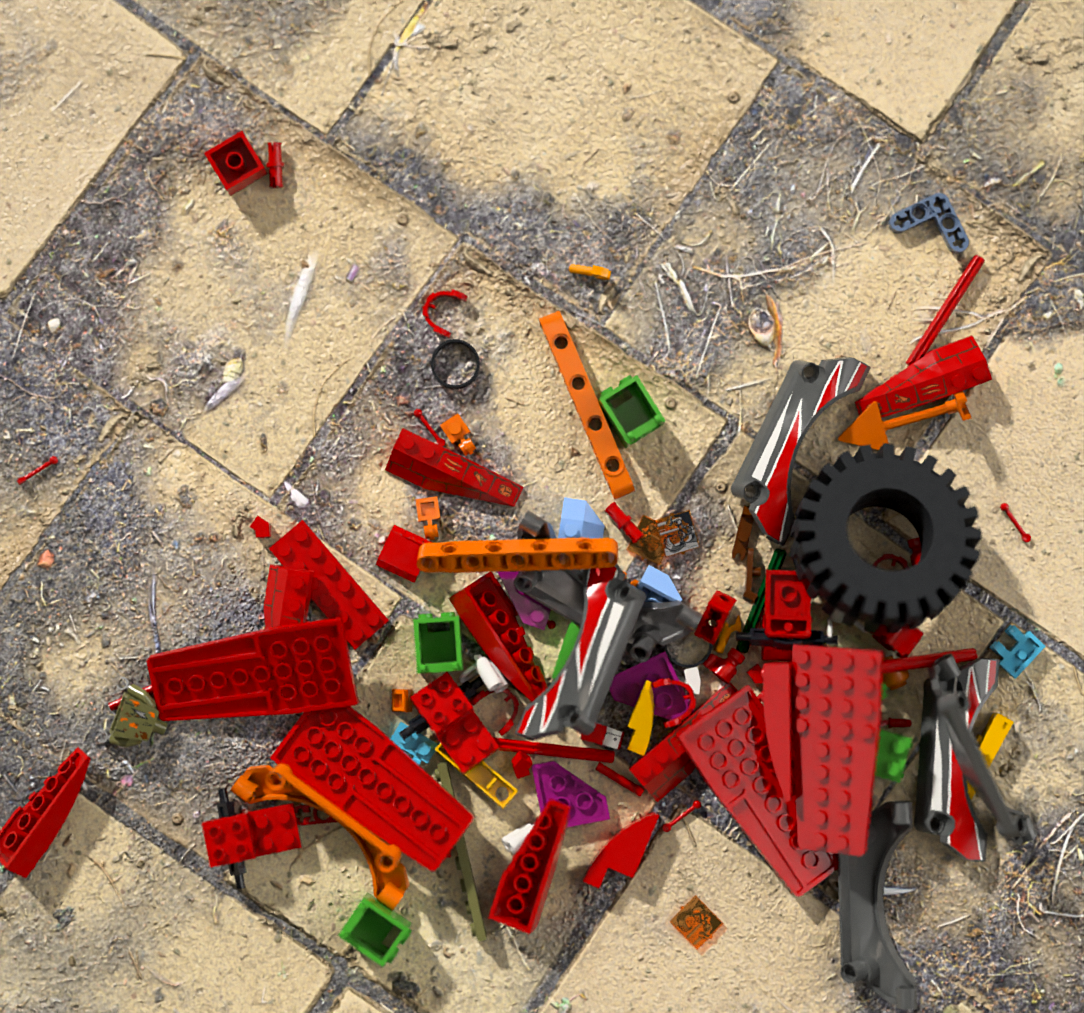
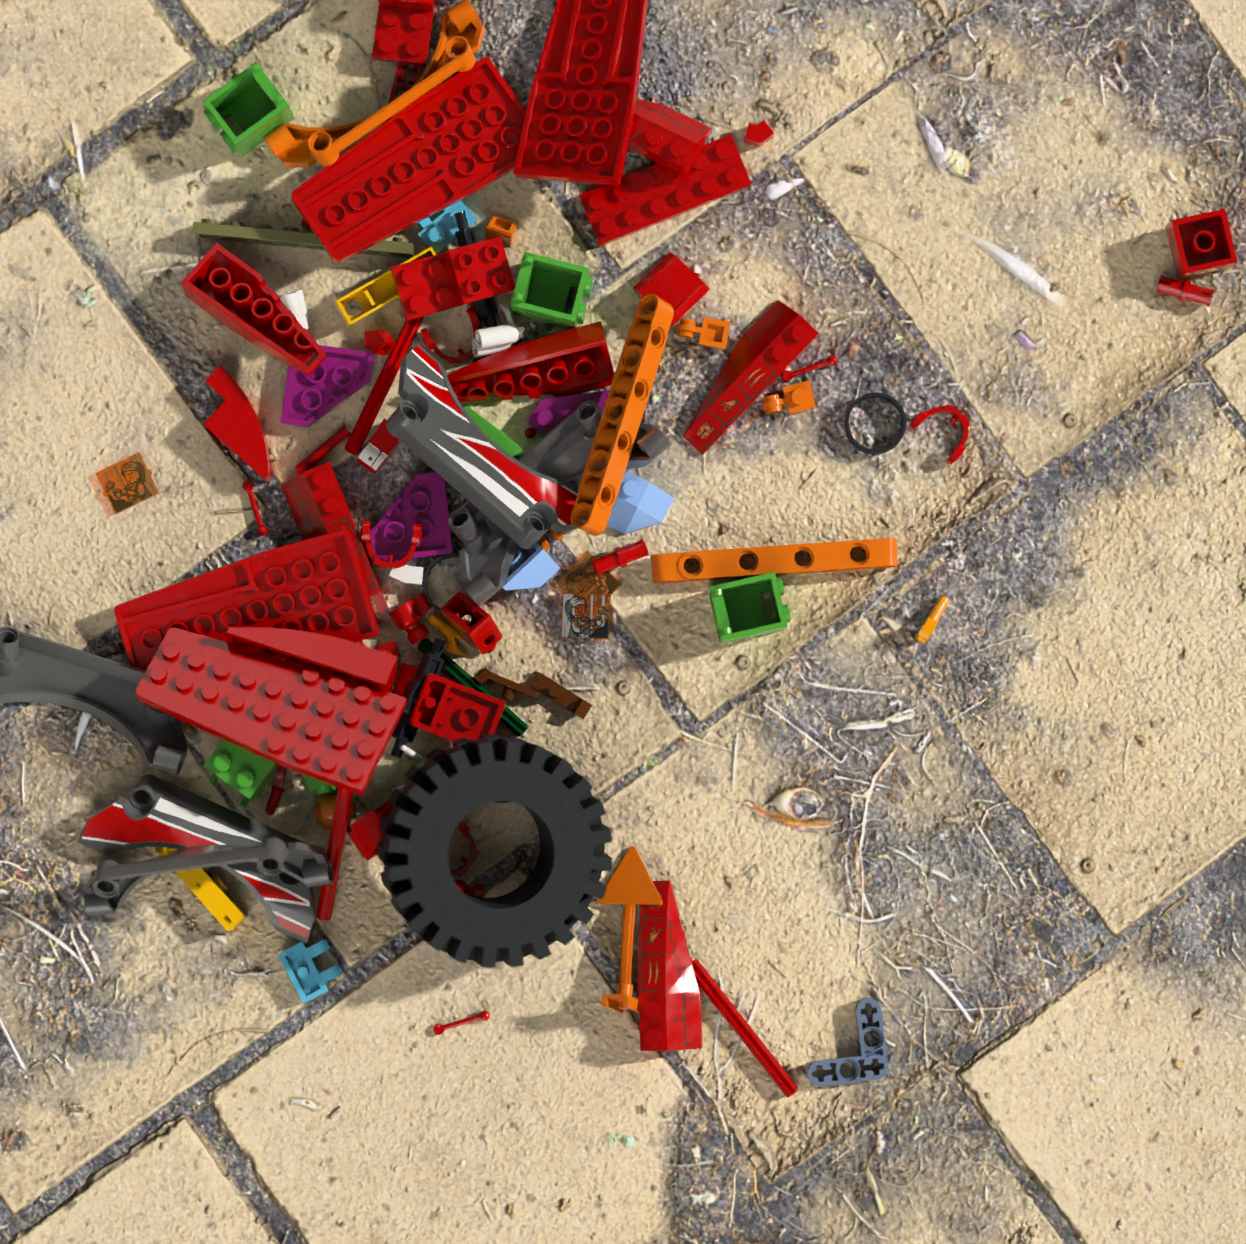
camera: 110 degrees right, 0 degrees up
(642, 720) = (380, 497): yellow slope -> none
(771, 459) = (643, 760): dark grey panel -> none

